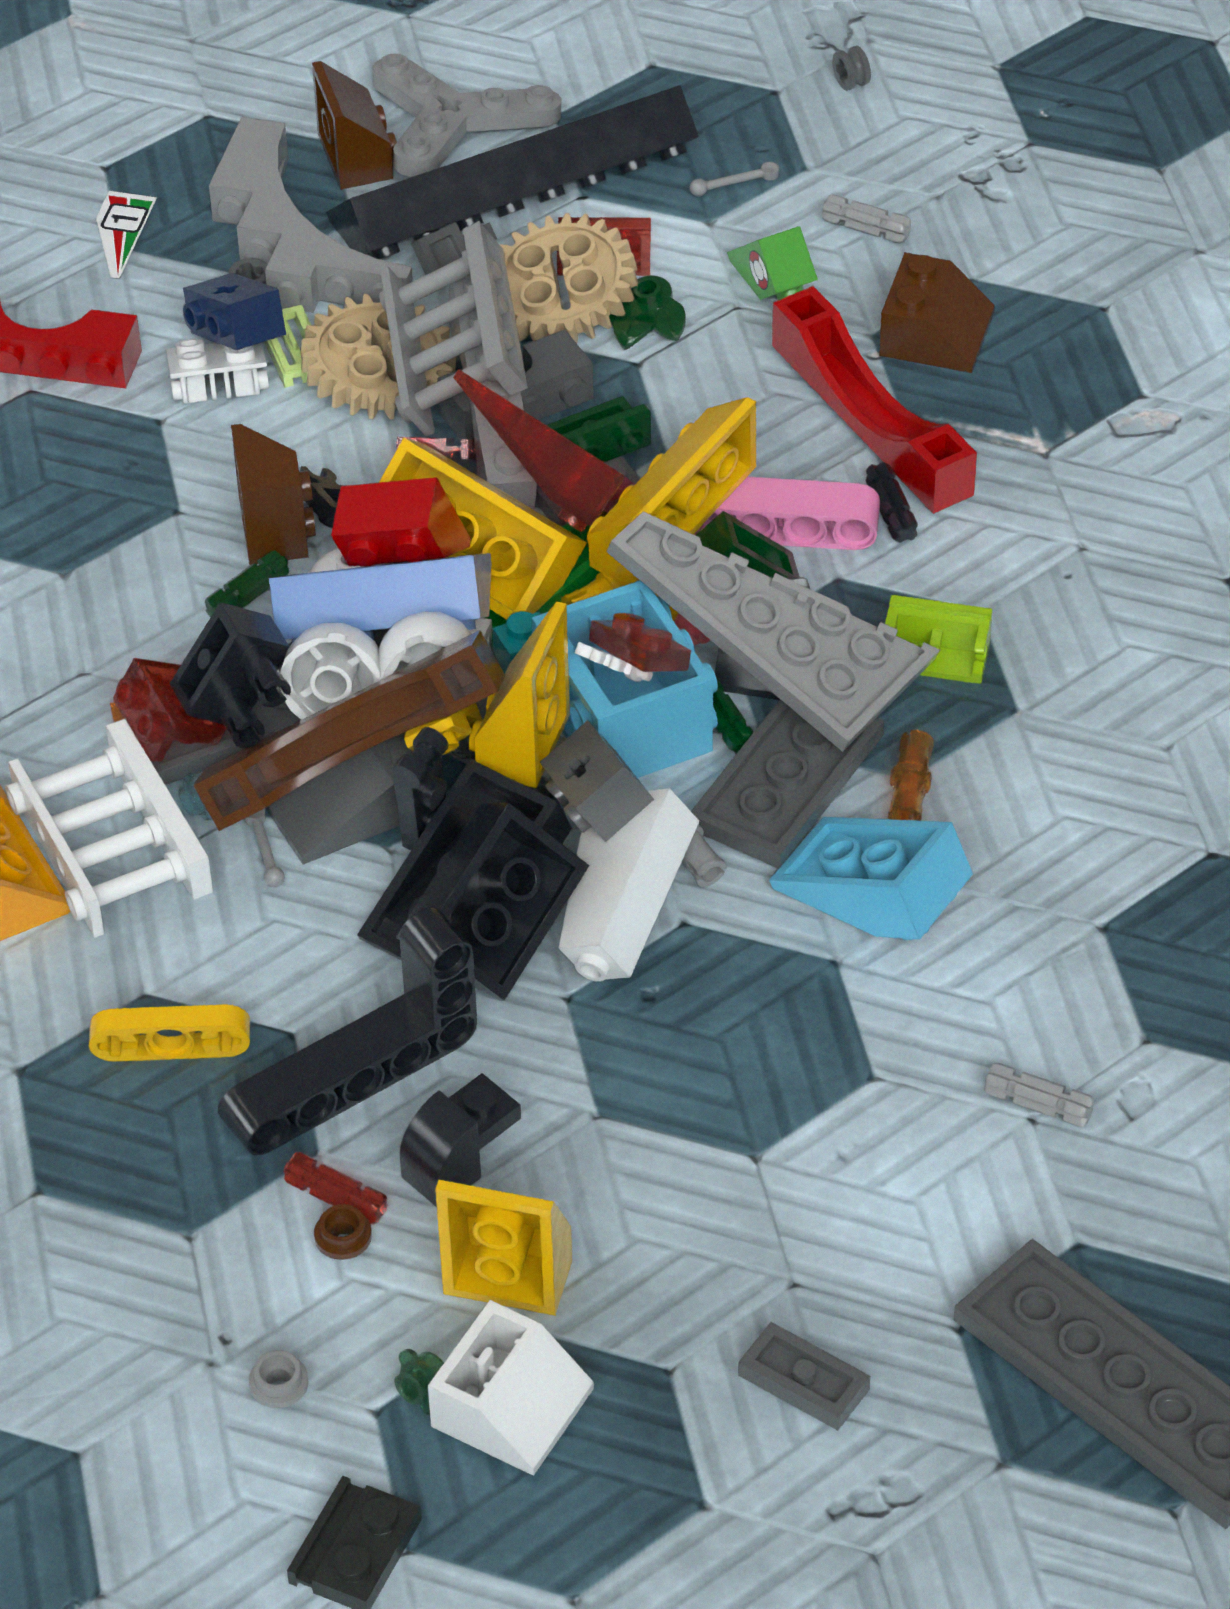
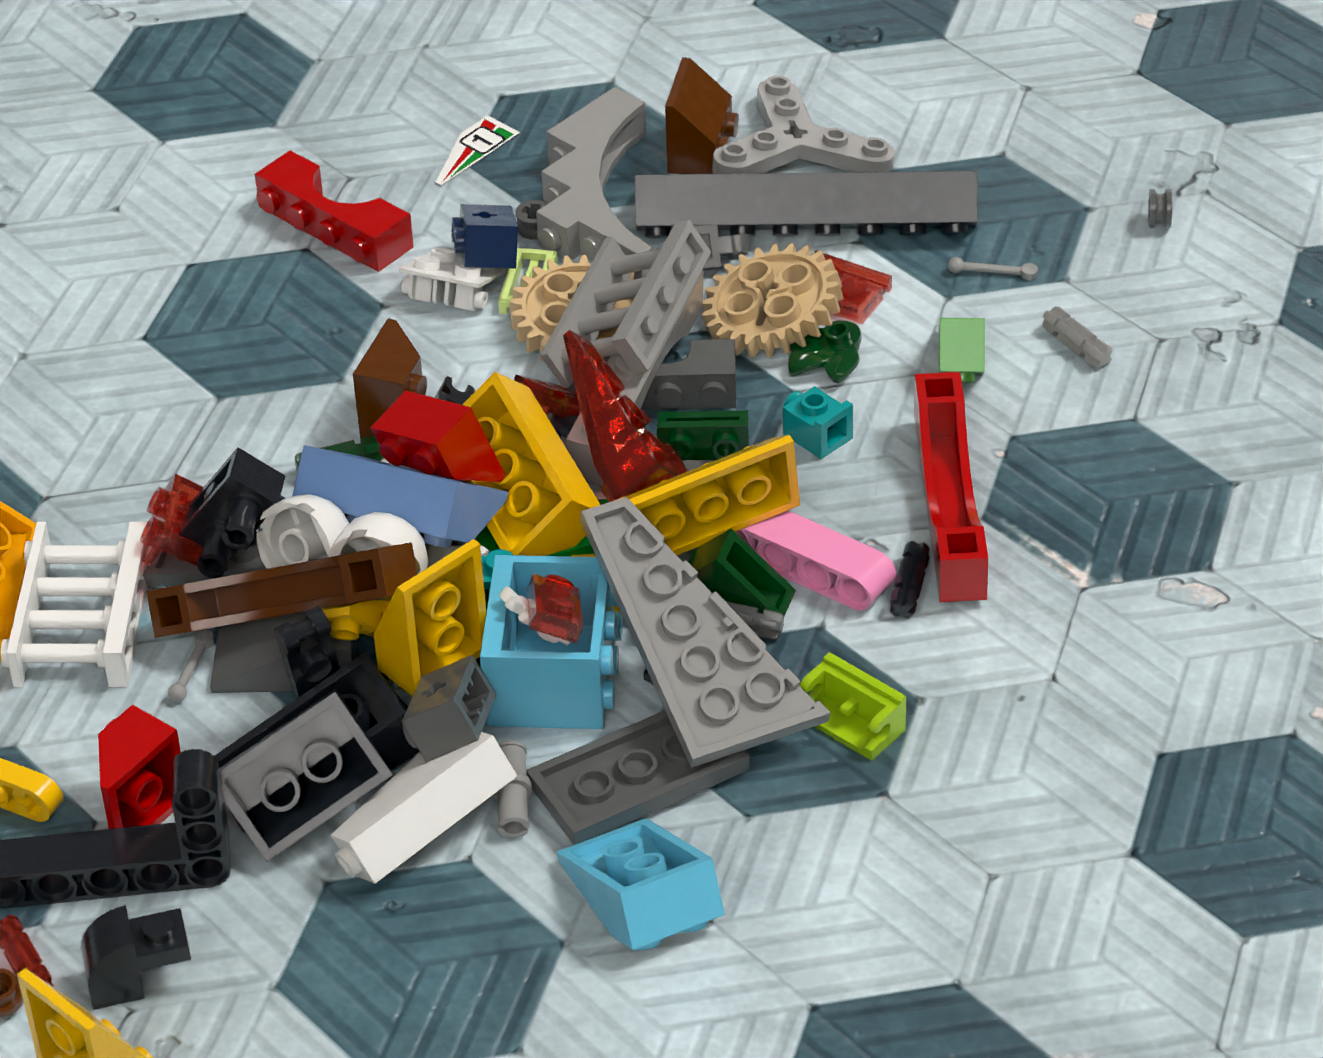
camera: 30 degrees right, 5 degrees down
(323, 962) = (136, 768): none -> red slope
(691, 382) = (810, 416): none -> teal brick
(730, 721) = (628, 695): dark green axle -> none
(911, 776) = (739, 815): clear orange pin -> none
(934, 315) = (1065, 435): reddish brown slope -> none

